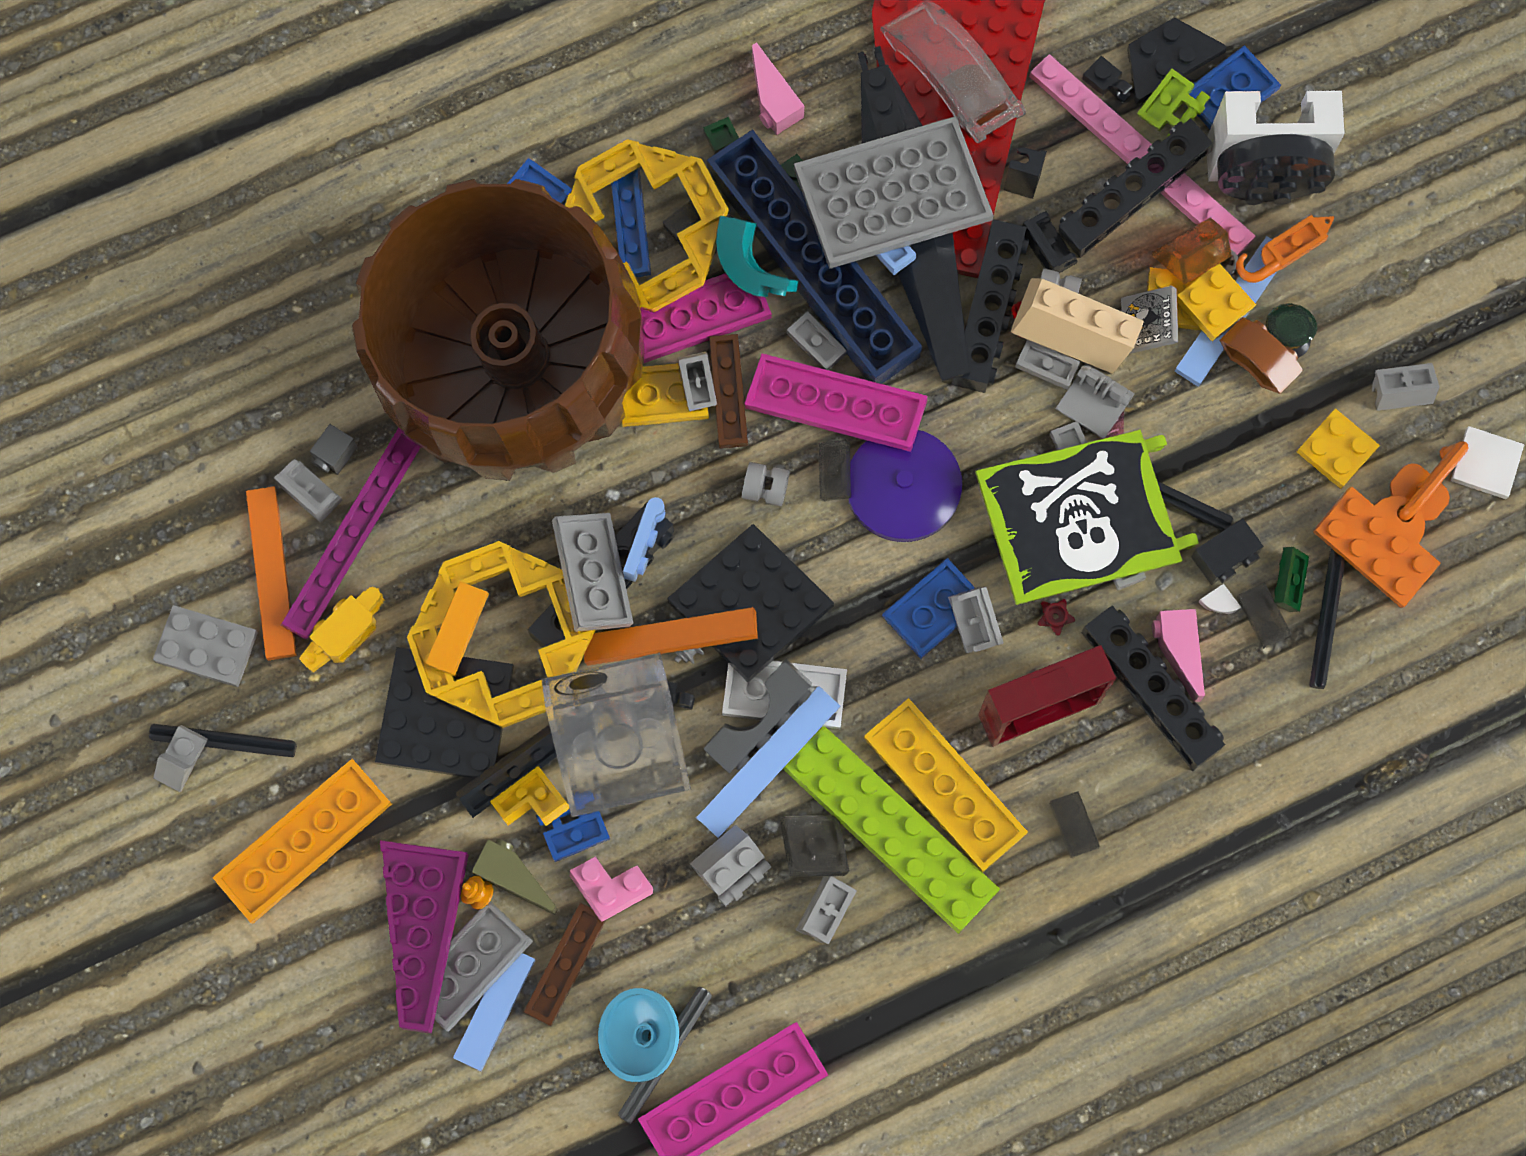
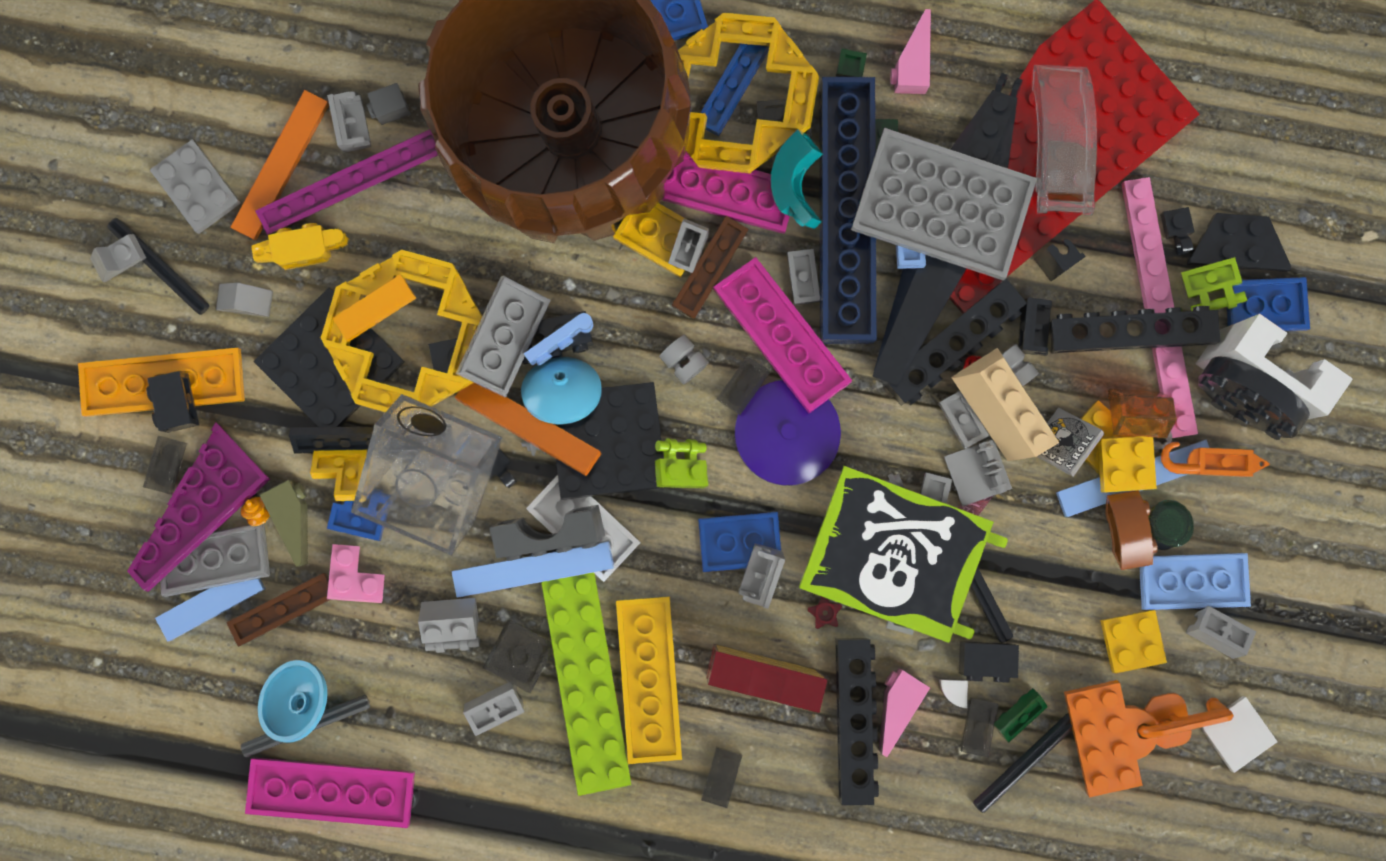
camera: 30 degrees right, 10 degrees up
(324, 714) = (244, 299): none -> light grey slope
(329, 844) = (172, 402): none -> black brick
(360, 912) = (165, 465): none -> clear smoke plate
(677, 586) = (563, 399): none -> medium azure dish
(838, 581) = (681, 472): none -> lime plate
(1350, 361) = (1195, 581): none -> light blue tile

